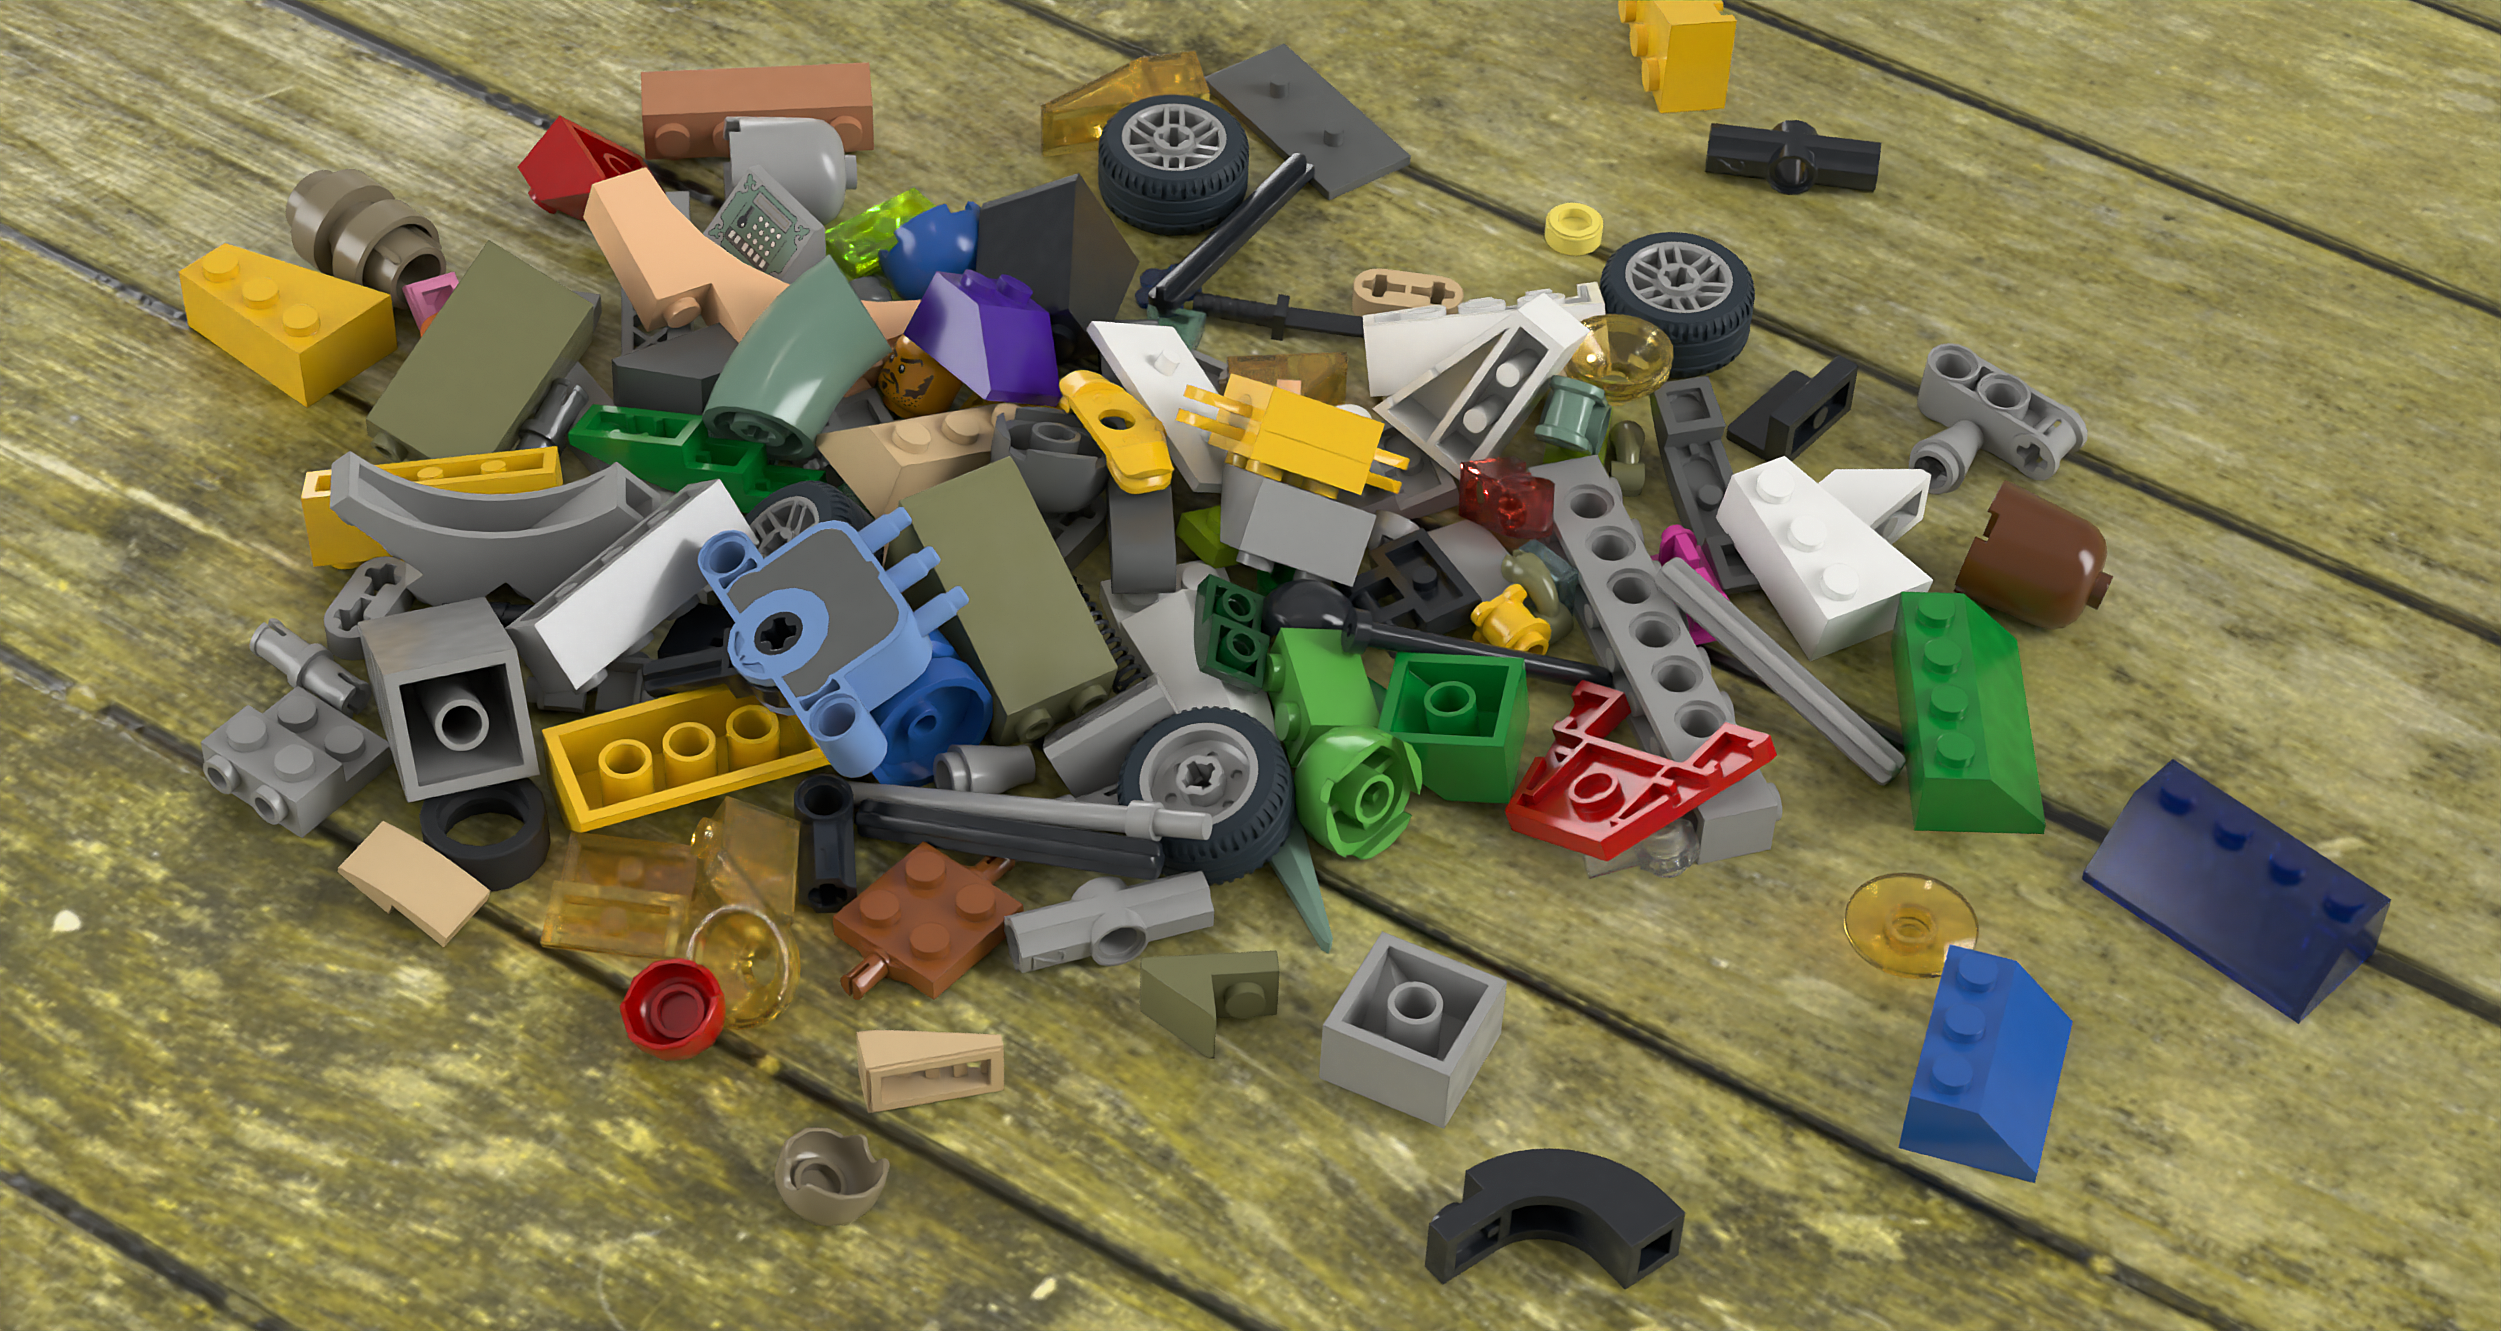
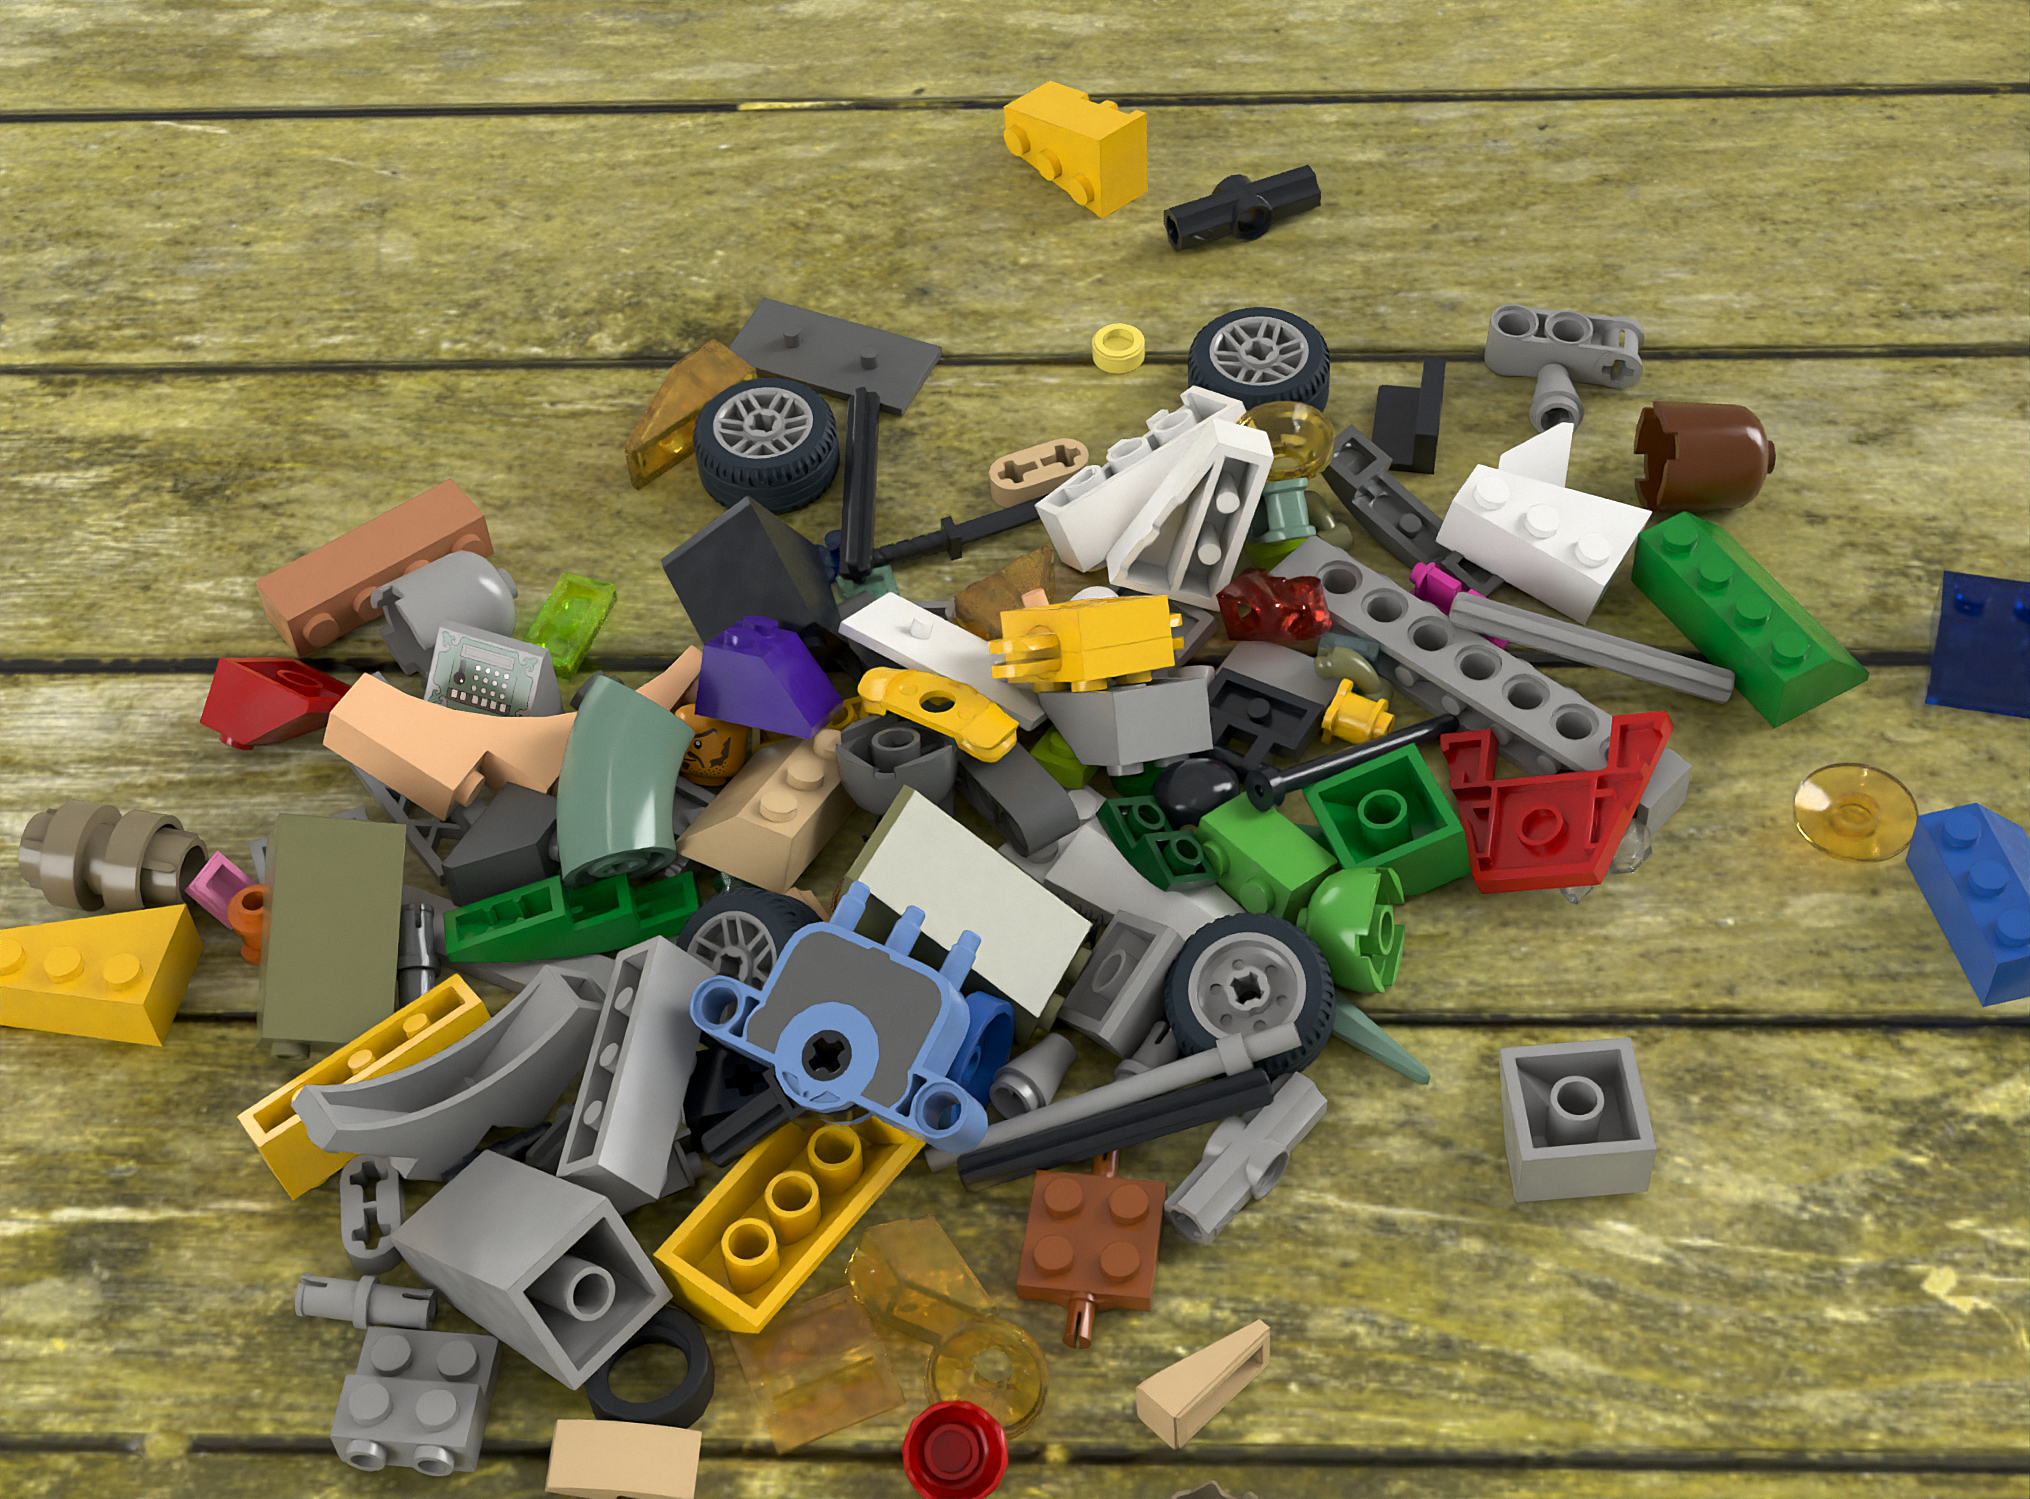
camera: 25 degrees left, 5 degrees up
(825, 843) = (961, 1215): black piece -> none
(931, 244) = (644, 628): blue cylinder -> none
(1194, 990) = (1373, 1183): olive slope -> none
(1561, 1198) = (1805, 1197): black arch -> none

